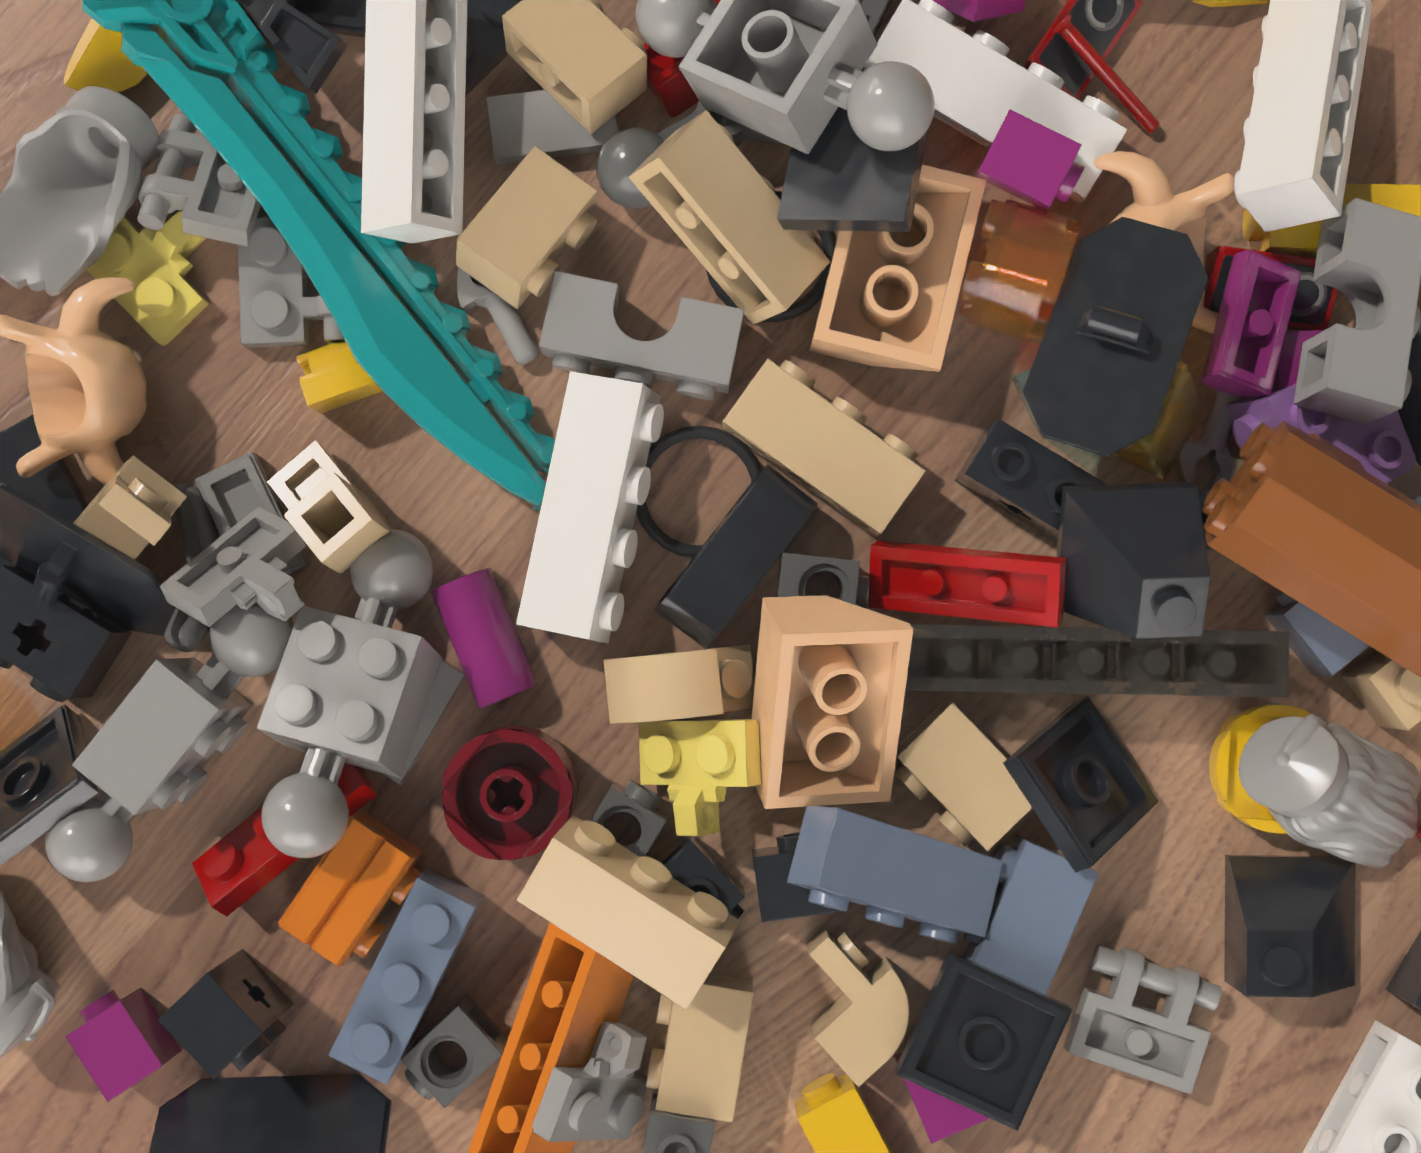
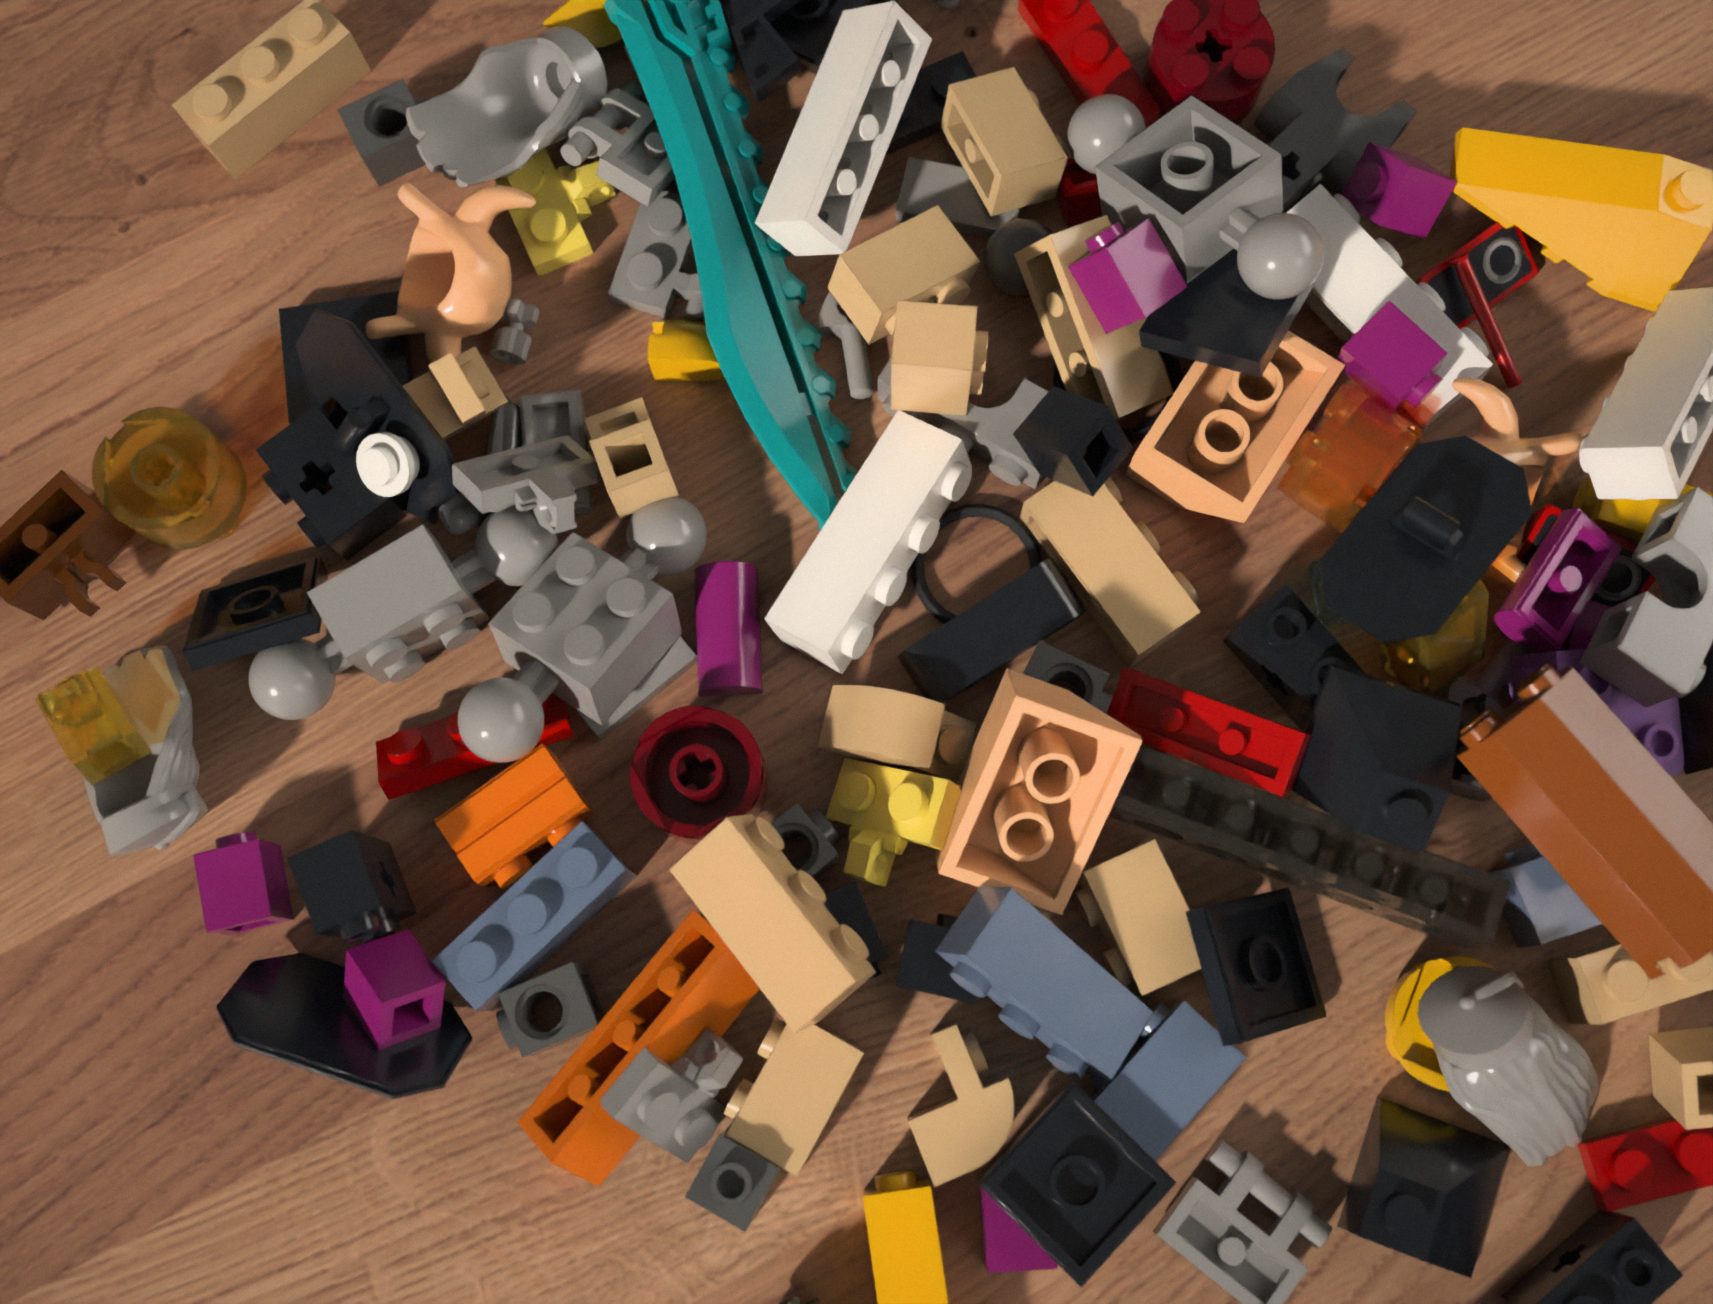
camera: 20 degrees right, 10 degrees down
(95, 604) = (387, 463): none -> white plate
(165, 426) = (510, 342): none -> light grey piece
(302, 1088) = (393, 989): none -> magenta brick
(590, 319) = (936, 357): none -> tan brick
(747, 171) = (1126, 274): none -> magenta brick
(750, 353) = (1073, 440): none -> black brick

